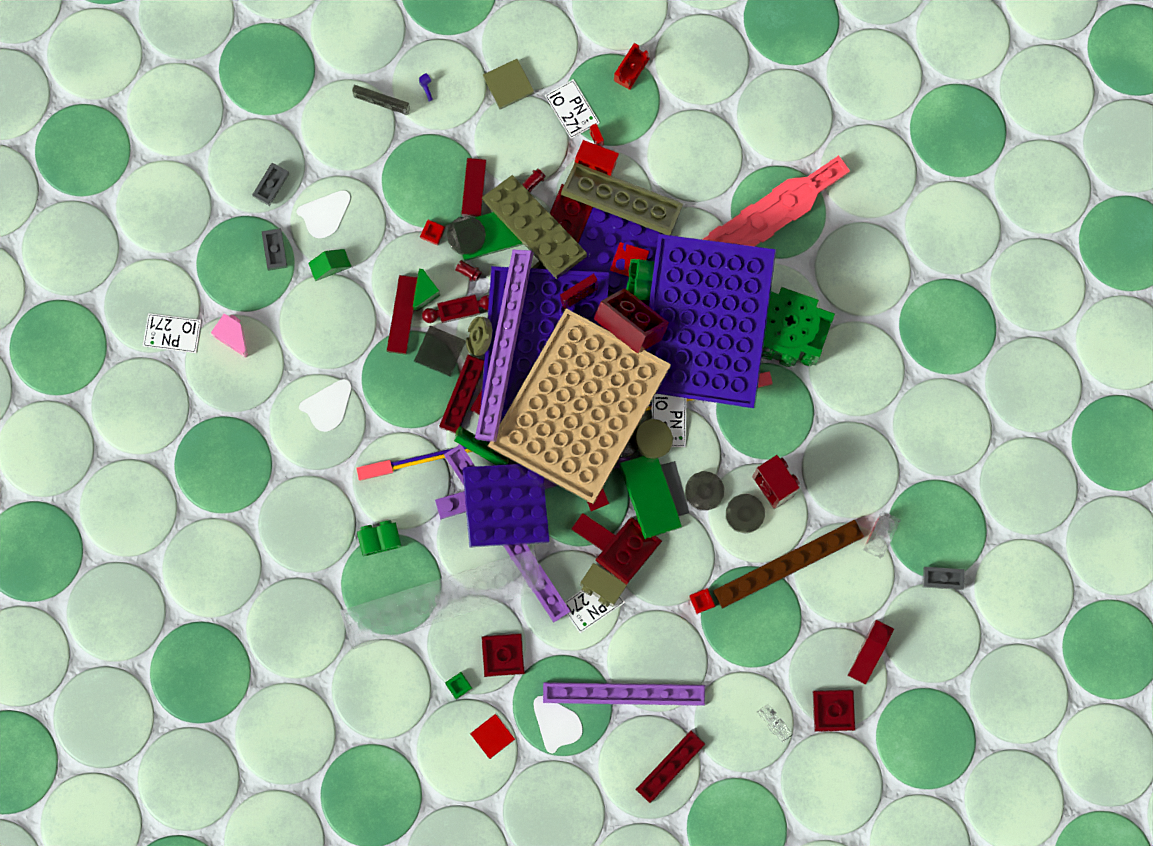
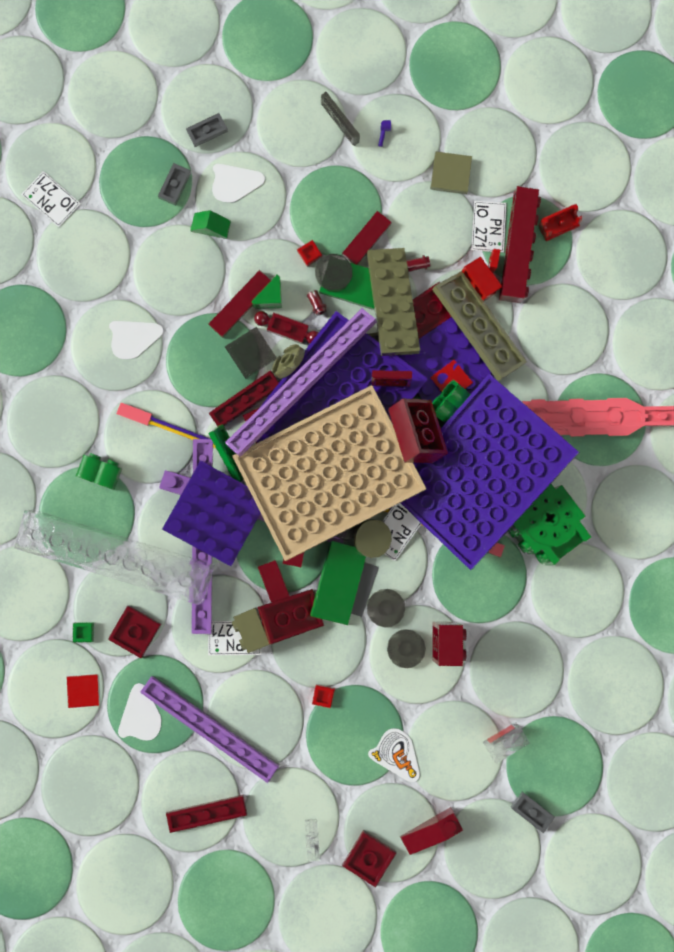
camera: 30 degrees right, 5 degrees up
(231, 333) = (94, 229): bright pink slope -> none
(609, 108) = (519, 245): none -> dark red brick
(788, 564) = (414, 713): reddish brown plate -> none
(798, 608) = (396, 754): none -> sticker

